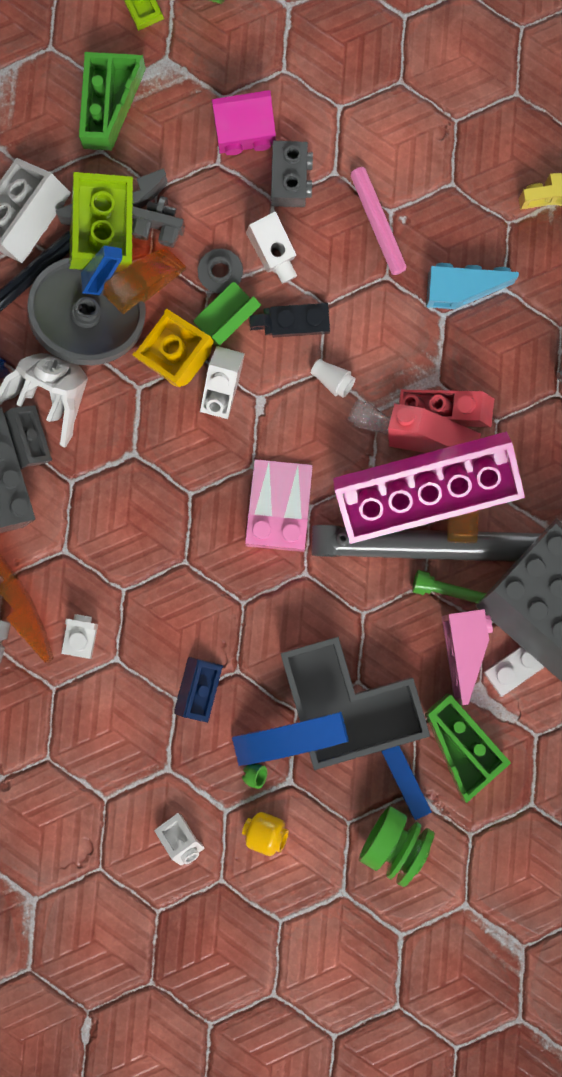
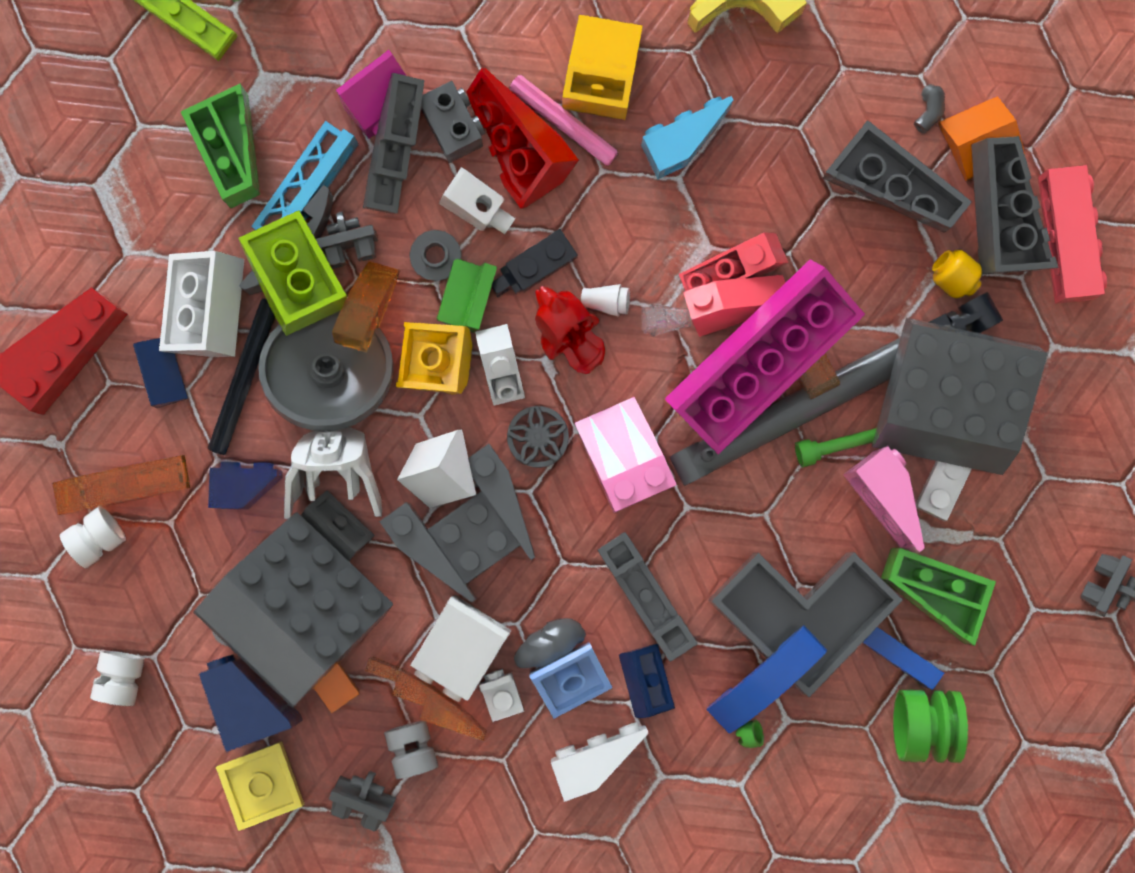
camera: 30 degrees left, 0 degrees up
(67, 582) = (459, 649): none -> white slope
(100, 269) = (320, 320): blue piece -> none
(113, 729) = (588, 767): none -> white slope
(125, 501) = (472, 534): none -> dark grey wedge
(128, 437) = (439, 470): none -> white slope
(139, 617) = (549, 643): none -> dark grey arm
(139, 655) = (571, 680): none -> light blue slope
(170, 160) = (324, 173): none -> medium azure fence
(179, 840) = (712, 840): white bracket -> none
(220, 454) = (538, 436): none -> dark grey wheel
(234, 623) = (647, 596): none -> dark grey slope
(235, 166) = (393, 143): none -> dark grey slope
(265, 834) = (793, 786): yellow head -> none
(289, 384) = (567, 330): none -> red head
(337, 227) = (527, 148): none -> red wedge
(430, 195) = (601, 67): none -> yellow slope

